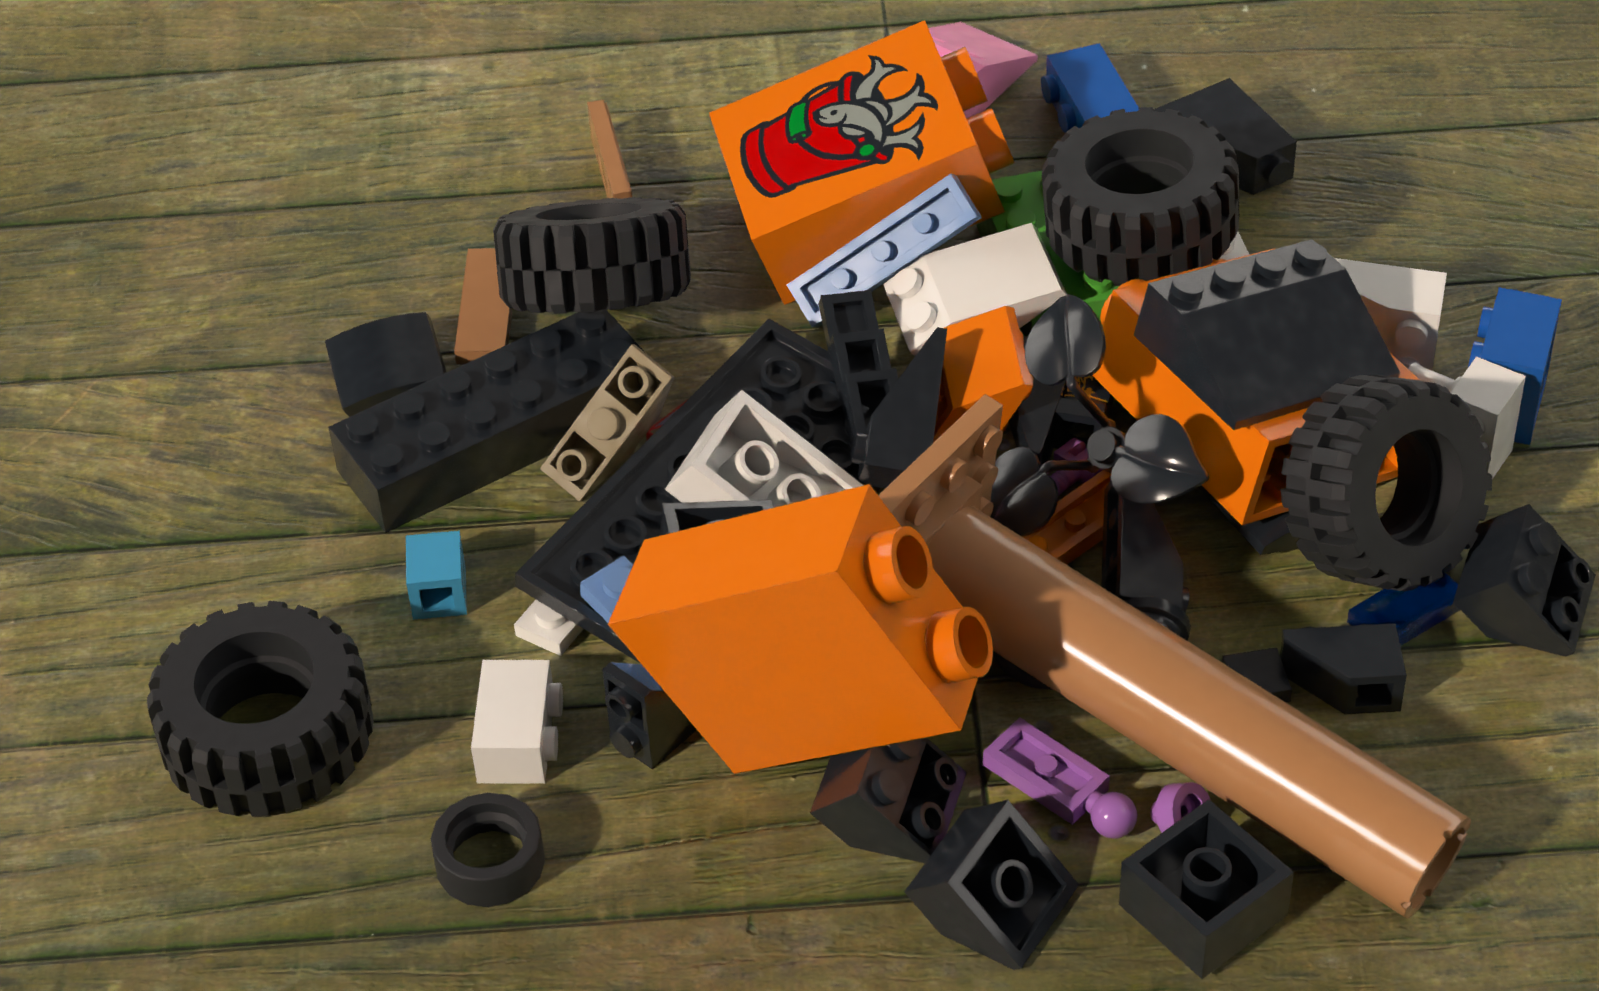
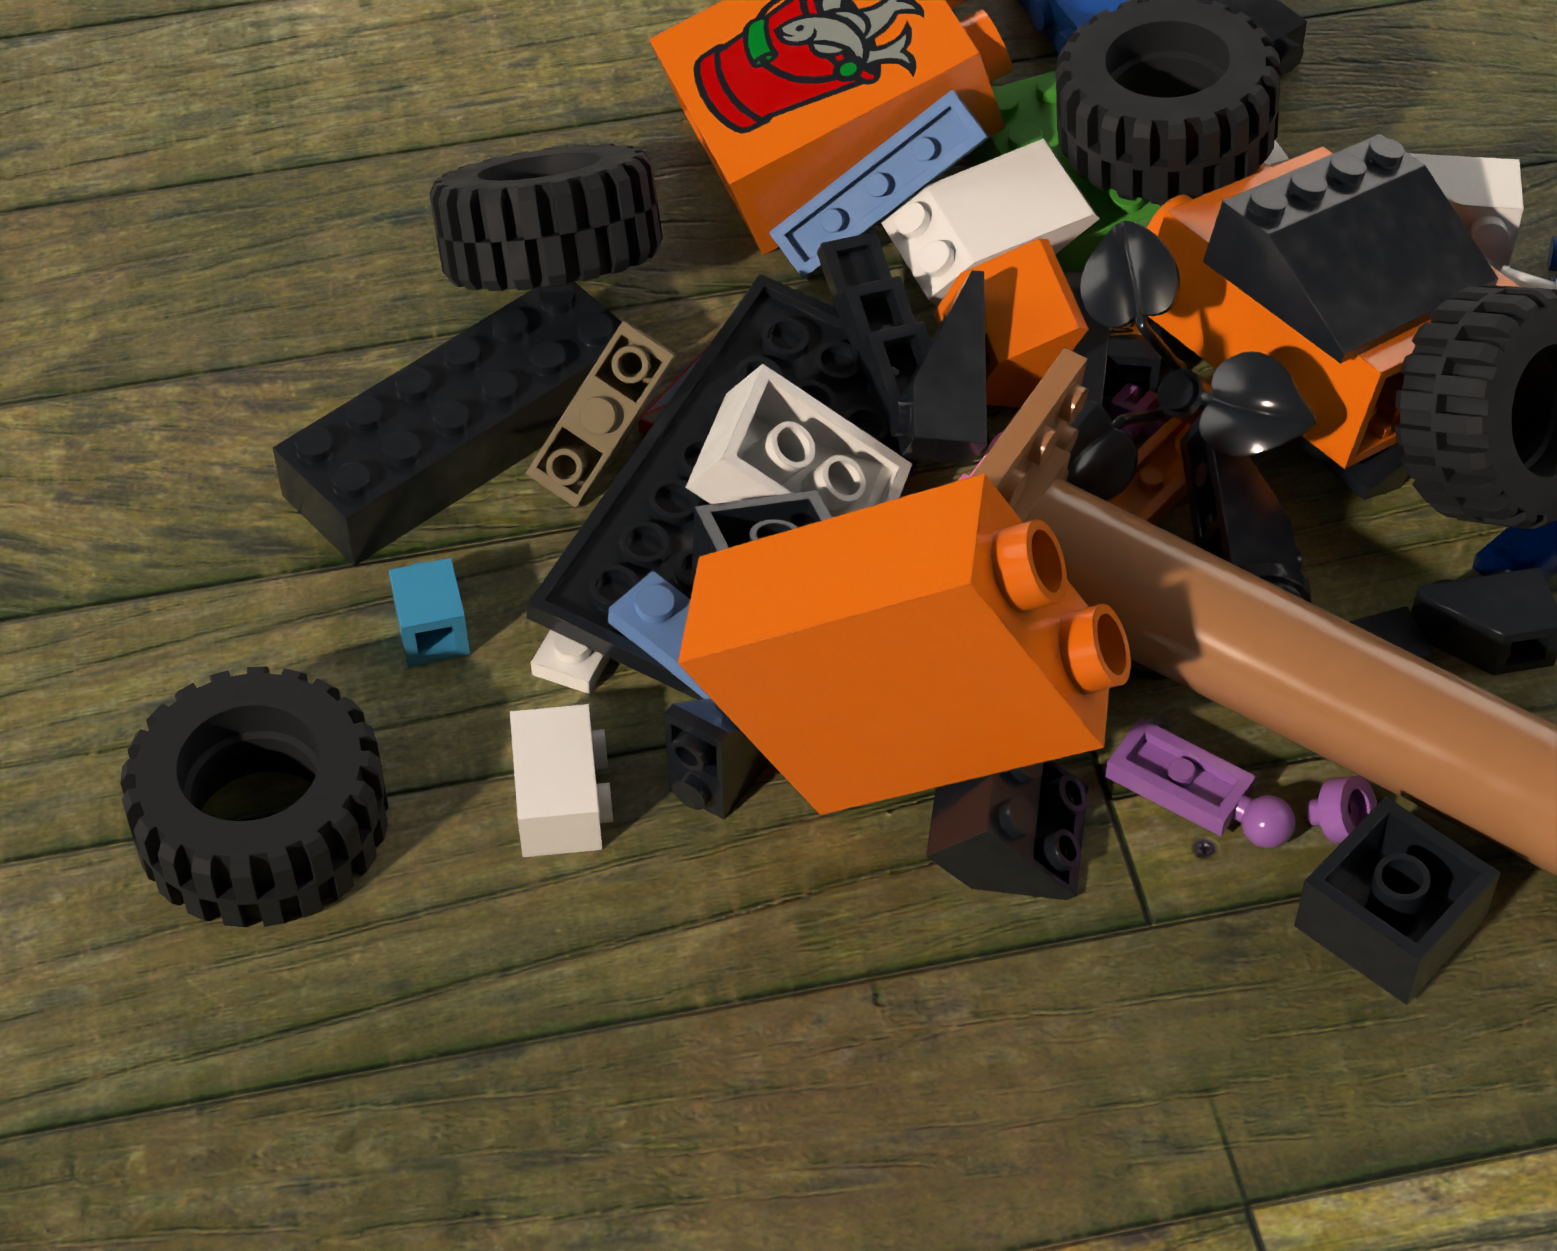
camera: 10 degrees left, 5 degrees up
(383, 359) = (316, 361): black slope -> none
(479, 815) = (558, 894): black tyre -> none
(483, 315) = (419, 287): medium nougat tile -> none
(608, 151) = (530, 95): medium nougat tile -> none
(993, 885) = (1150, 919): black slope -> none

